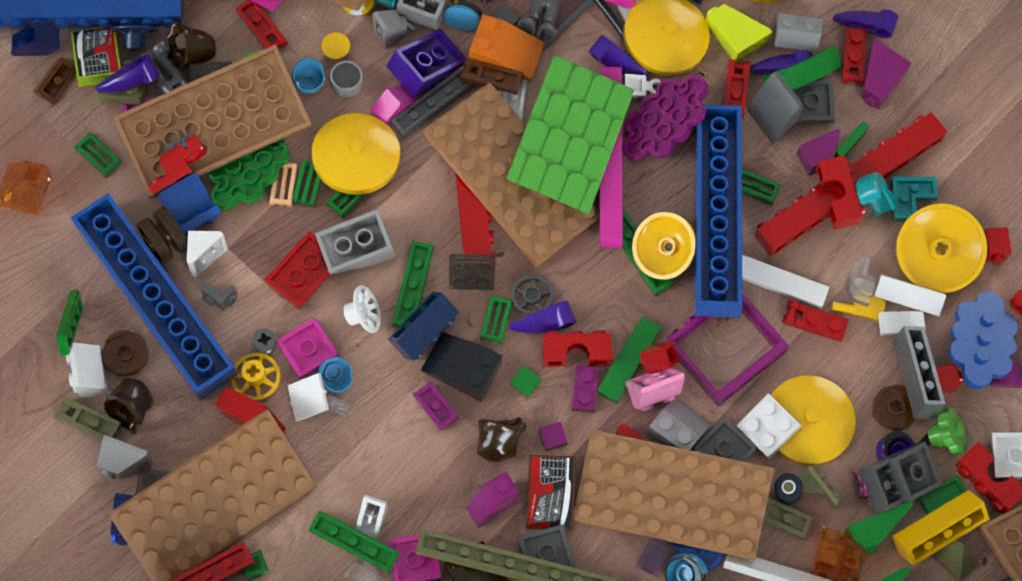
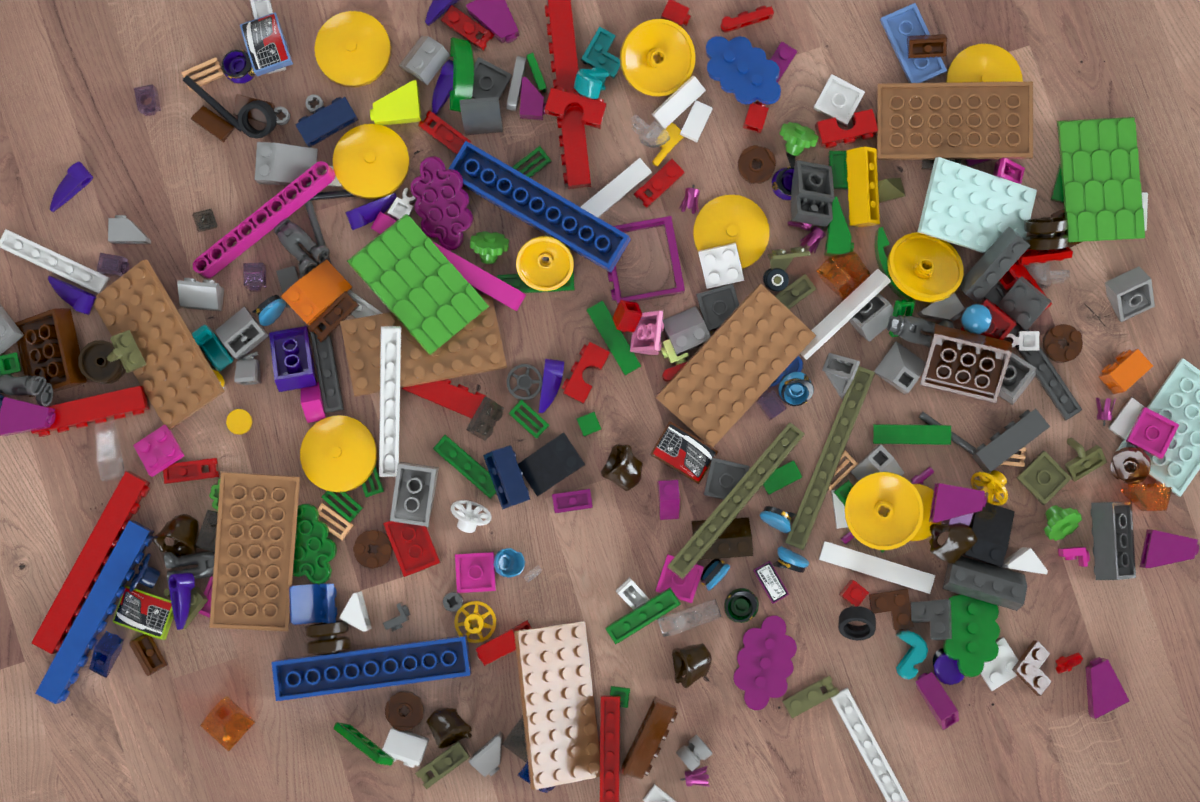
camera: 60 degrees left, 15 degrees up
(109, 167) = (245, 646): green tile -> none
(176, 162) = (275, 597): red plate -> none
(273, 225) = (372, 560): none -> reddish brown plate
(308, 76) = (254, 457): dark azure hair -> none
(308, 397) = (515, 592): white piece -> none
(346, 79) = (272, 428): piece -> none
(438, 166) = (389, 400): none -> white tile
(553, 436) = (641, 426): magenta tile -> none
(585, 388) = (618, 382): magenta plate -> none
(645, 421) = (668, 351): none -> yellowish green bracket
(649, 186) = (489, 245): none -> bright green plant
(824, 358) = (690, 200): none -> flat silver piece
(845, 125) = (516, 83): none -> light grey beam
(861, 507) = (813, 238): none -> flat silver piece
(919, 372) = (743, 133): dark grey brick -> none

